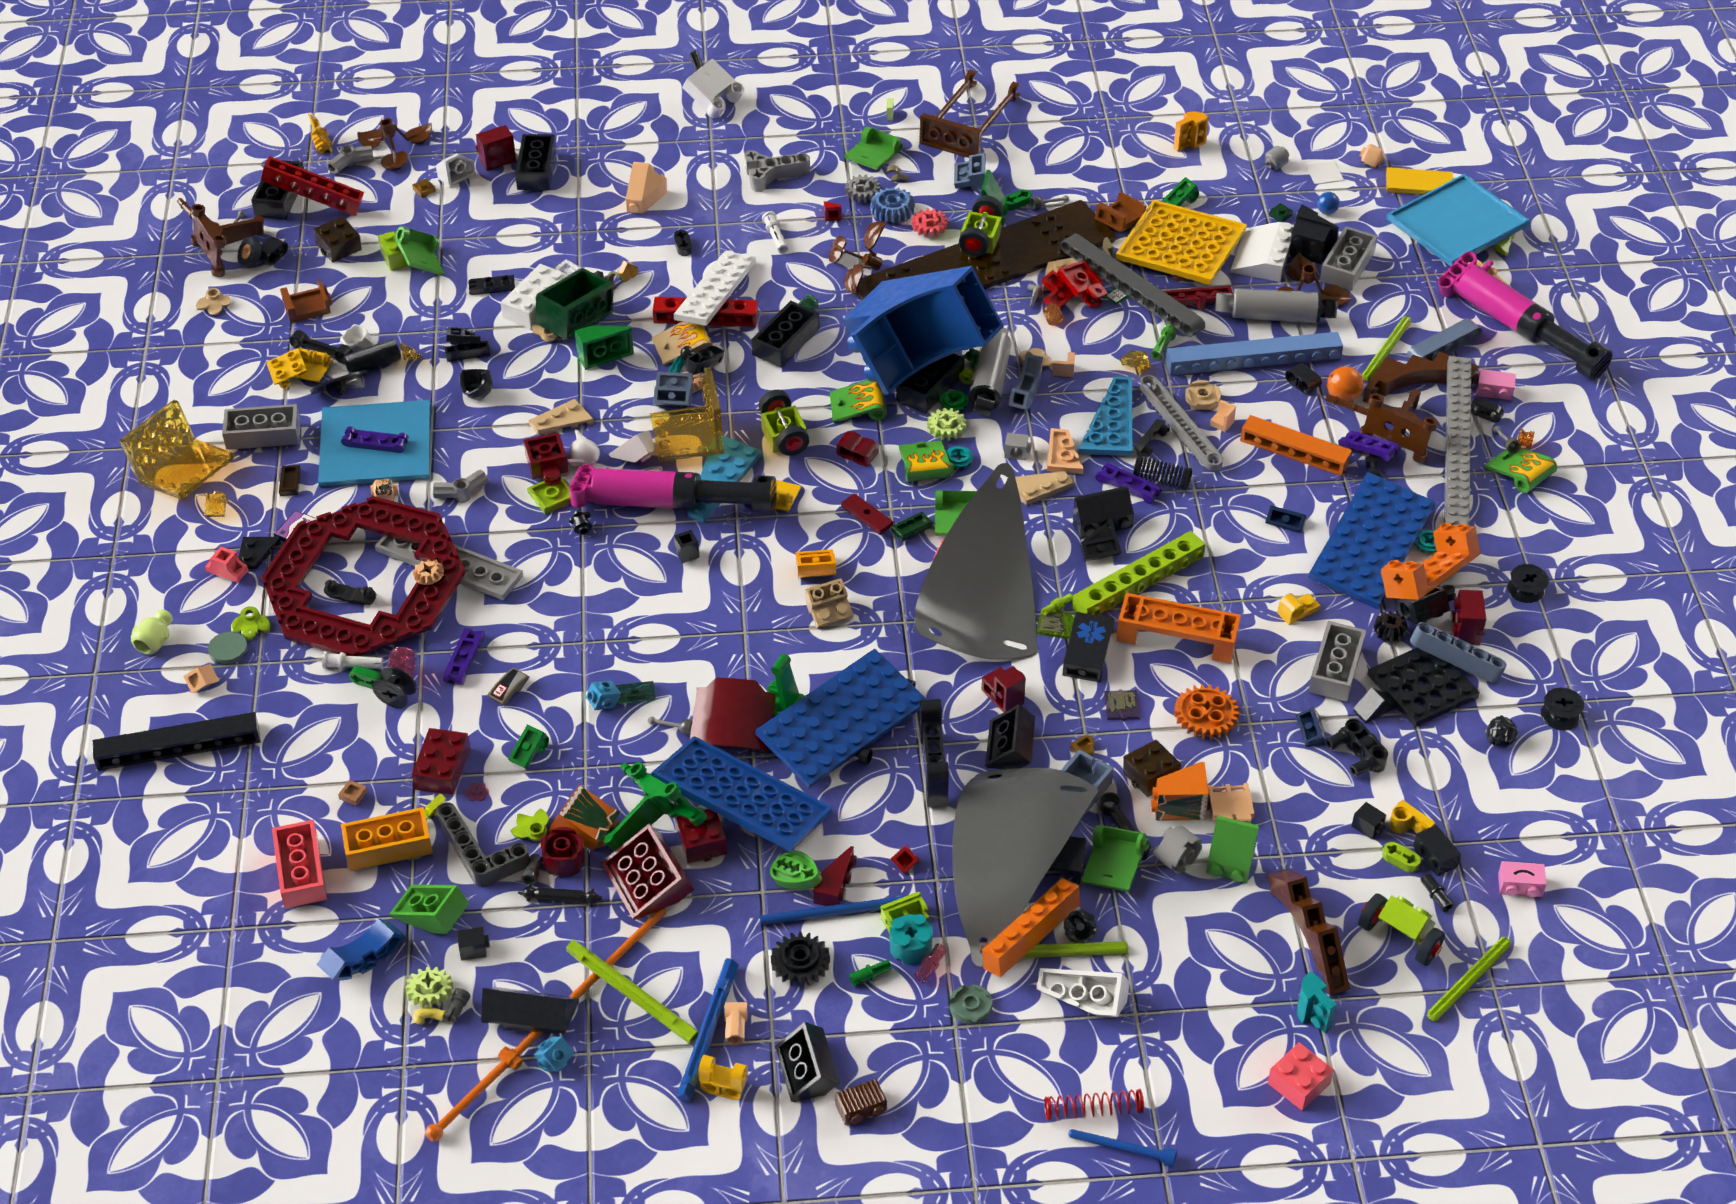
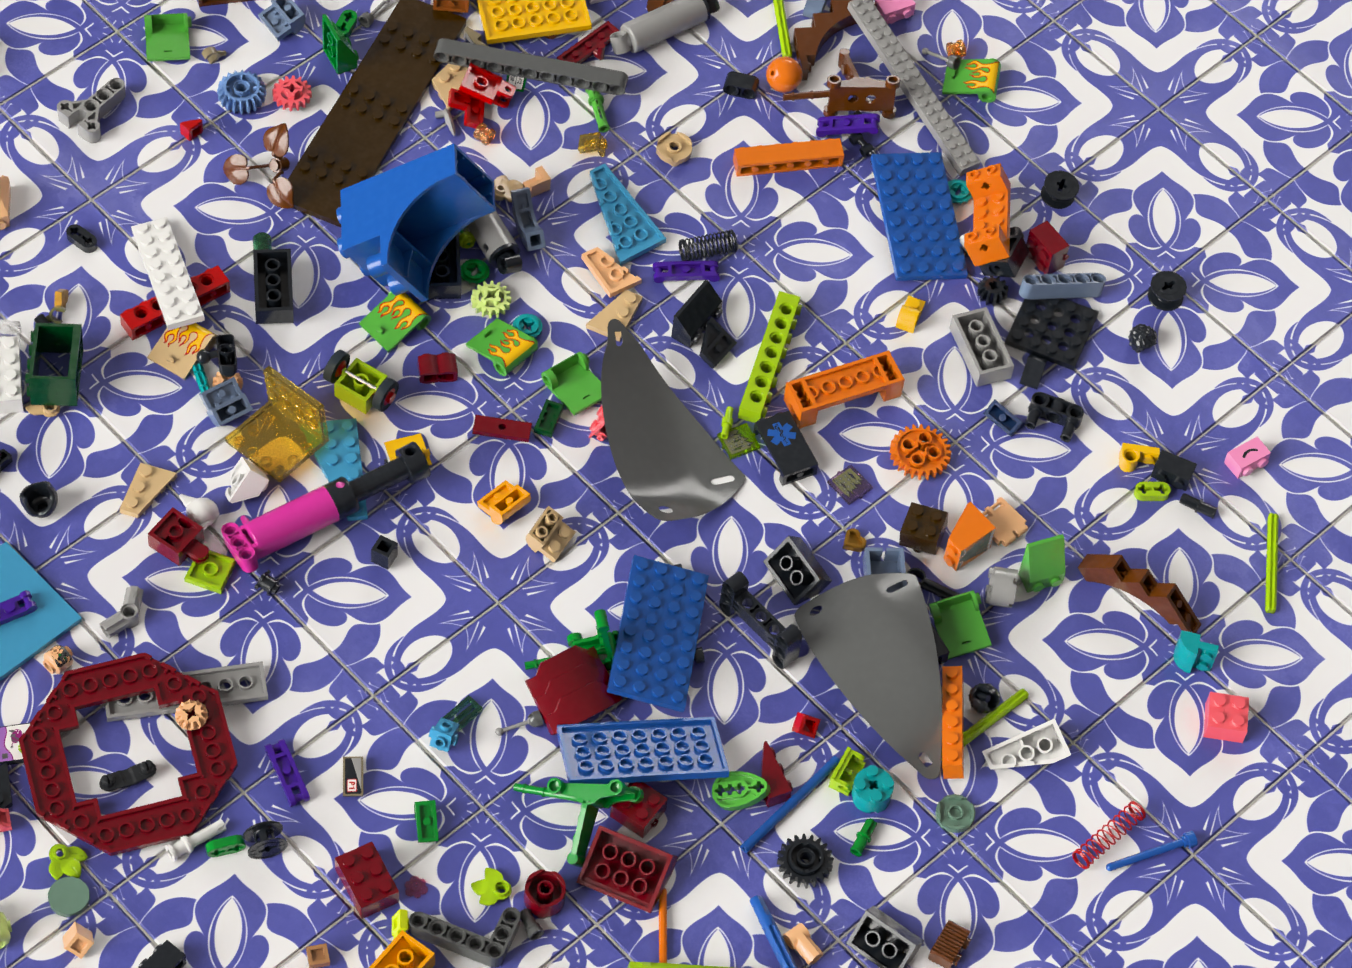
camera: 45 degrees left, 10 degrees up
(403, 659) = (246, 812): clear pink gear -> none
(561, 895) = (571, 931): black wheel -> none
(587, 816) = (532, 851): slope -> none
(603, 344) = (118, 393): green slope -> none
(775, 232) = (152, 175): white pin -> none
(861, 188) = (197, 87): light grey gear -> none
(930, 963) = (900, 800): clear pink pin -> none
(982, 227) = (356, 77): brick -> none
(1005, 687) = (756, 528): dark red brick -> none
(1017, 446) = (568, 288): light grey brick -> none
(1142, 446) = (668, 227): black piece -> none
(1181, 423) = (679, 187): light grey gear -> none
(1224, 417) = (709, 160): light nougat panel -> none
(1254, 353) = (682, 82): medium blue brick -> none
(1286, 519) = (834, 234): dark blue slope -> none
(1369, 820) = (1109, 474): black brick -> none
(1410, 921) = (1200, 543): brick -> none
(1486, 410) = (908, 36): black beam -> none

